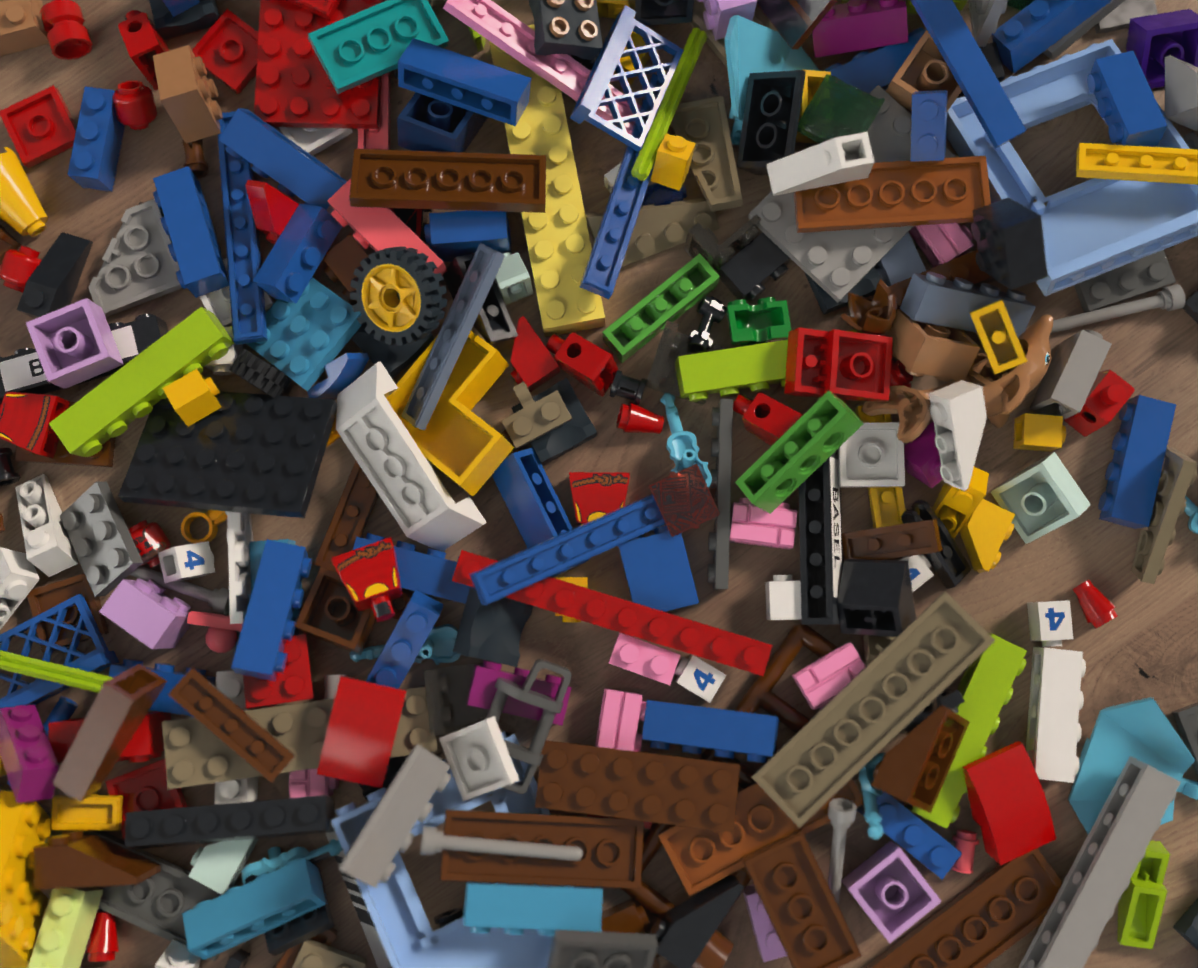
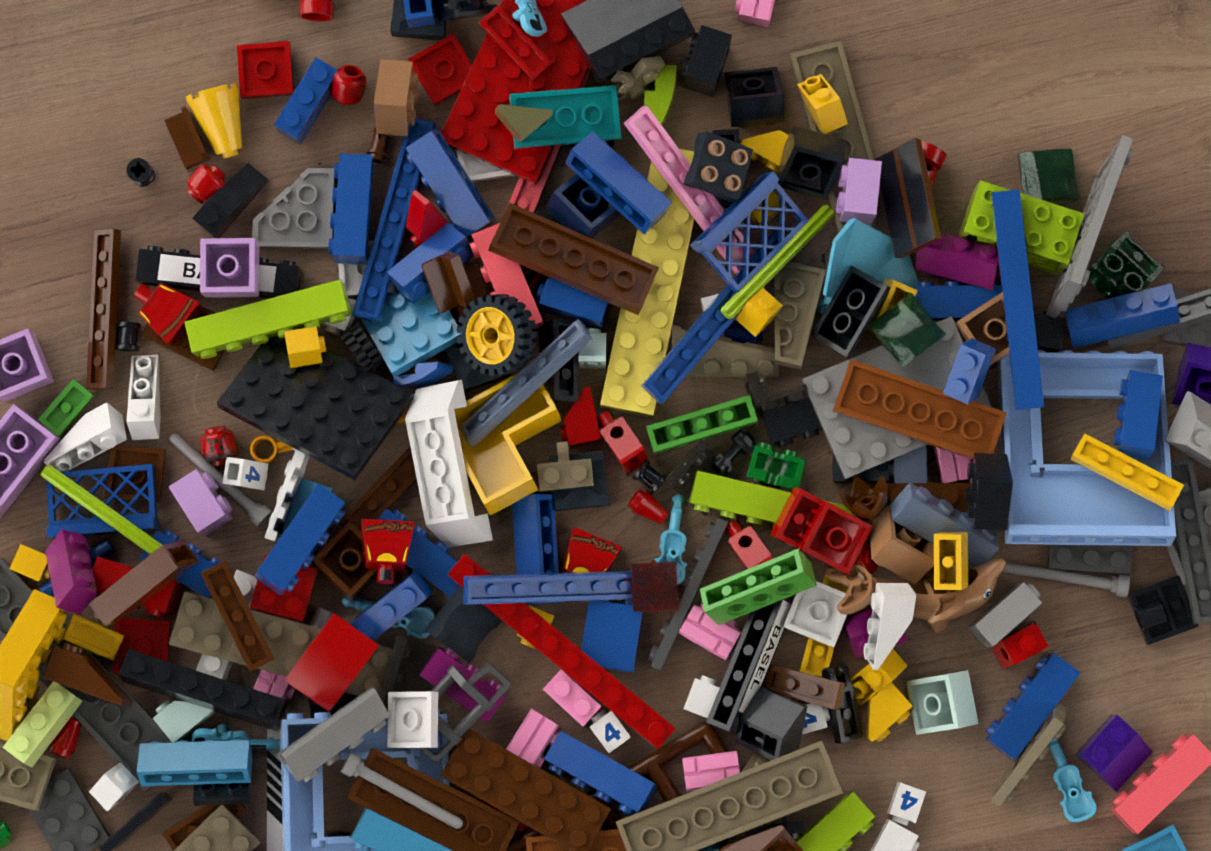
camera: 25 degrees right, 0 degrees up
(101, 539) = (186, 427): dark grey plate -> none
(141, 38) = (376, 39): red torso -> none
(221, 634) = (249, 541): coral tile -> none
(322, 262) = (448, 281): none -> reddish brown panel
(330, 52) = (522, 120): none -> olive slope
(823, 165) = (869, 368): white slope -> none
(1039, 432) = (964, 650): yellow brick -> none
(1094, 604) = (948, 805): red cone -> none

